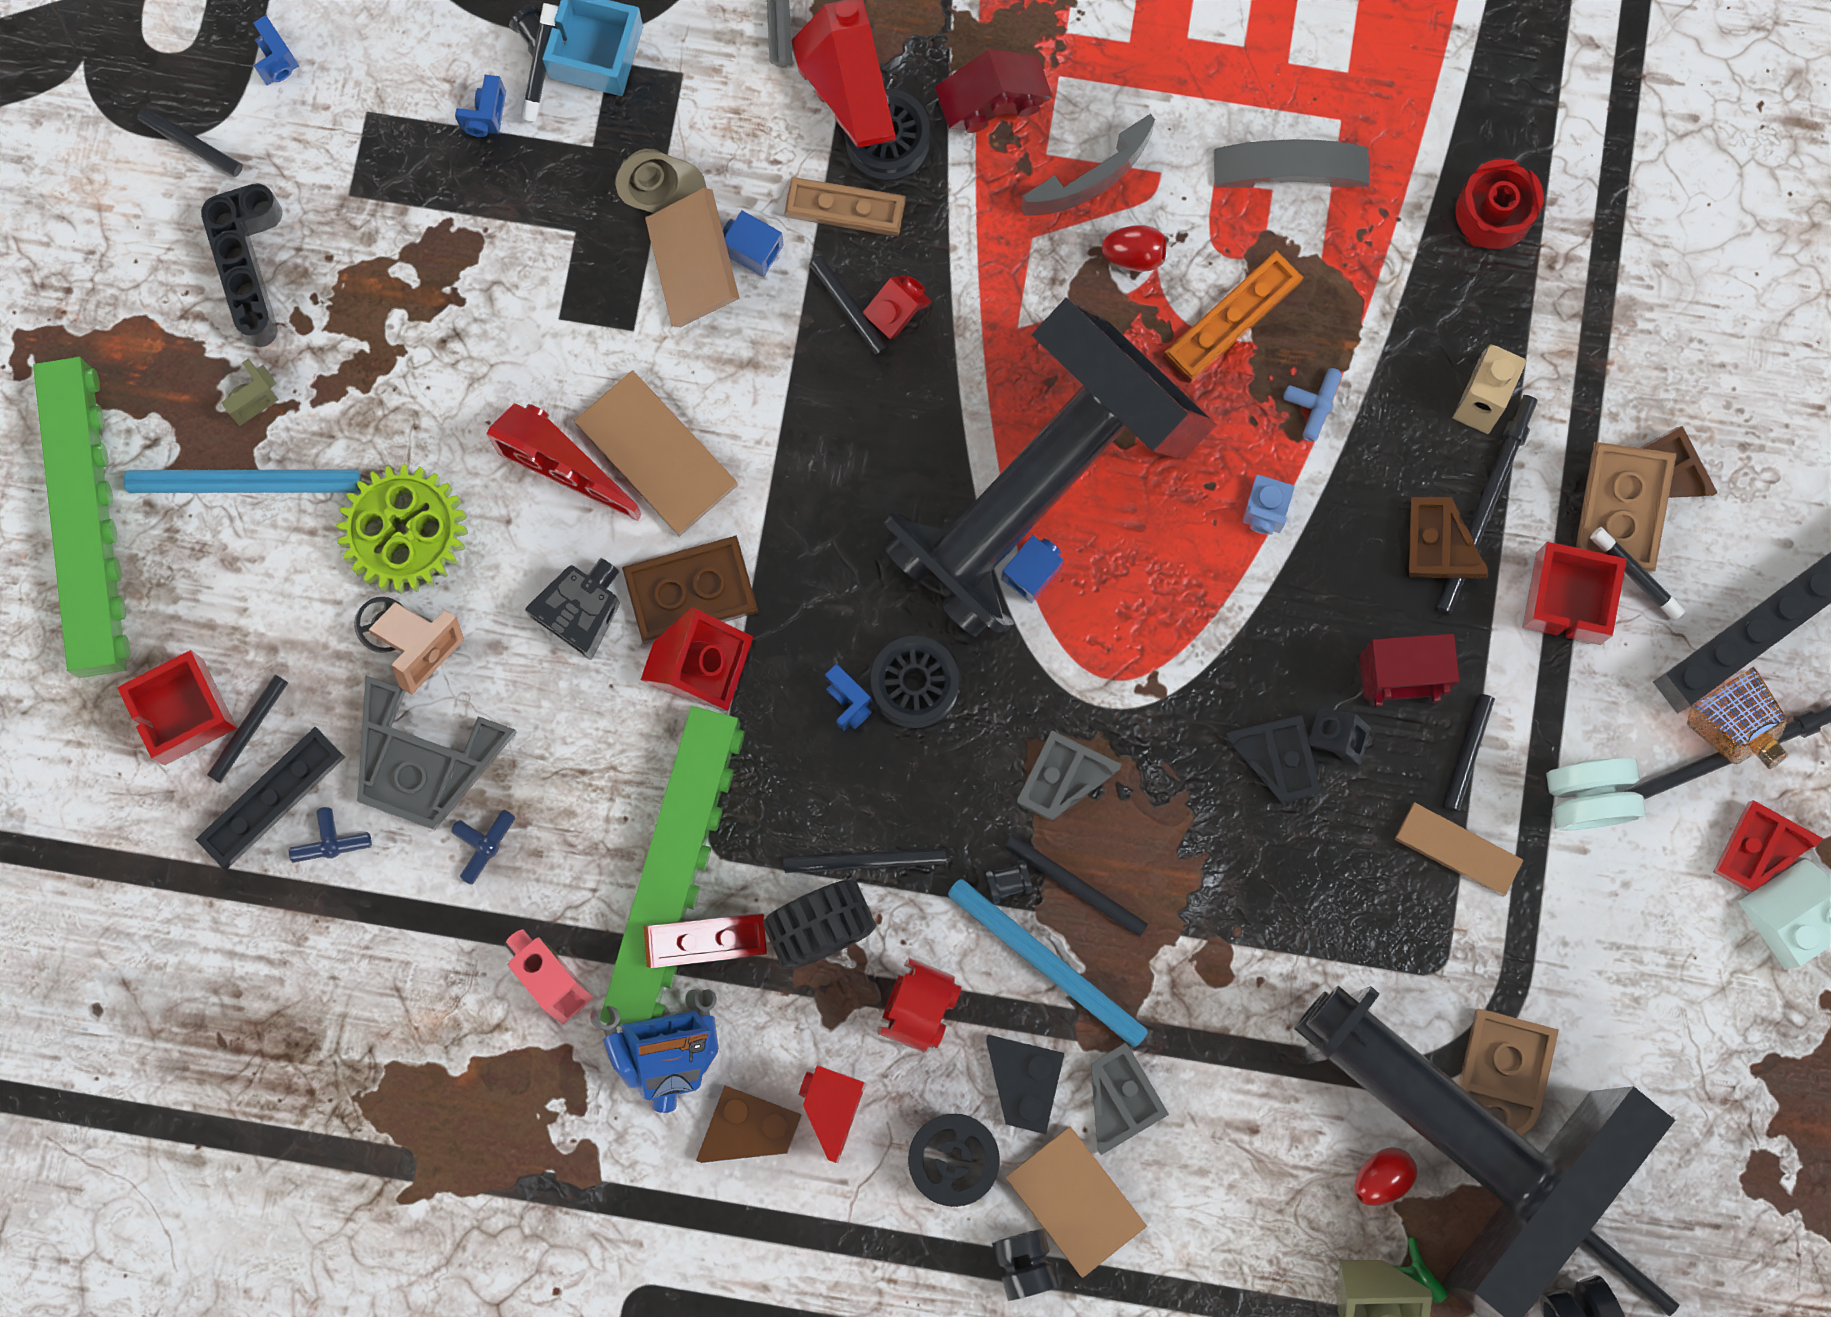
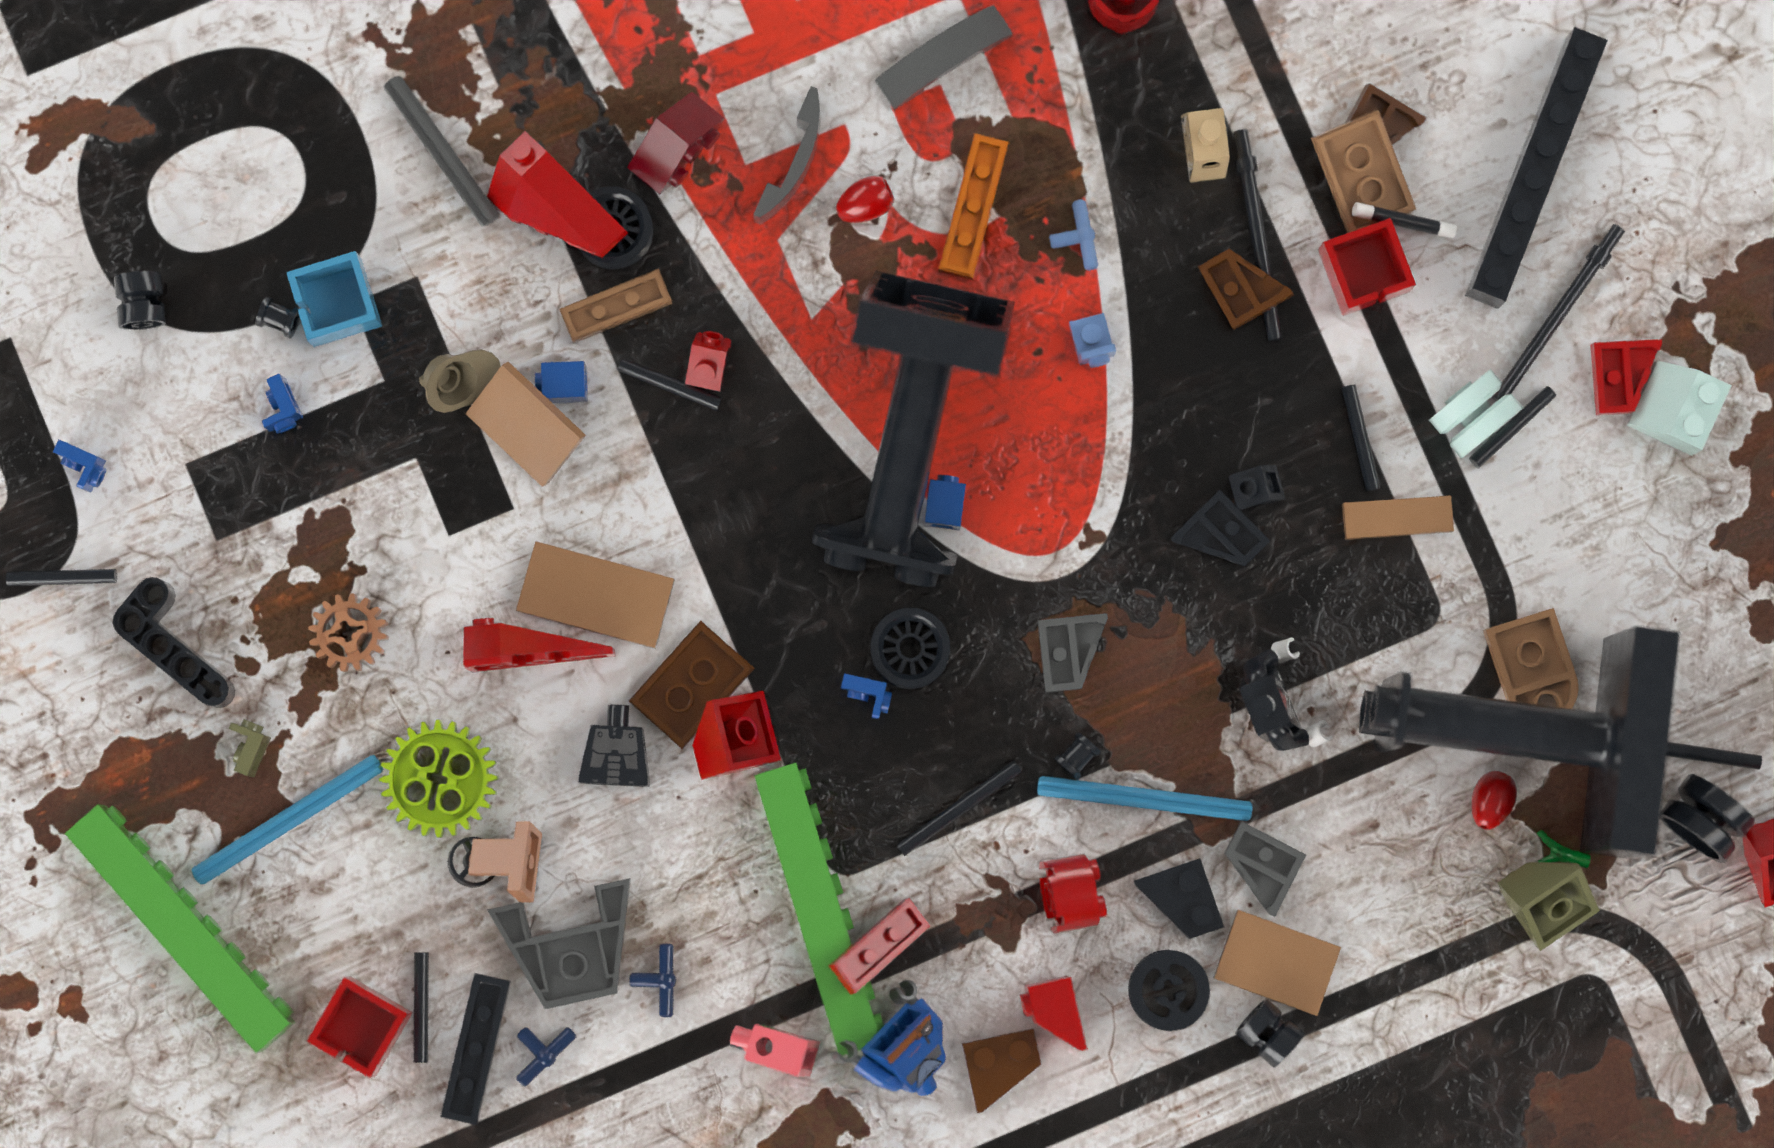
camera: 35 degrees left, 5 degrees up
(411, 330) = (344, 617): none -> nougat gear
(538, 69) = (303, 346): black bar -> none
(819, 924) = (959, 880): black tyre -> none
(1076, 885) = (1129, 726): black bar -> none
(1224, 949) = (1270, 703): none -> black torso
(1409, 668) = (1278, 404): dark red container -> none
(1624, 833) = (1512, 427): none -> black bar
(1741, 720) = (1549, 287): clear orange torso -> none

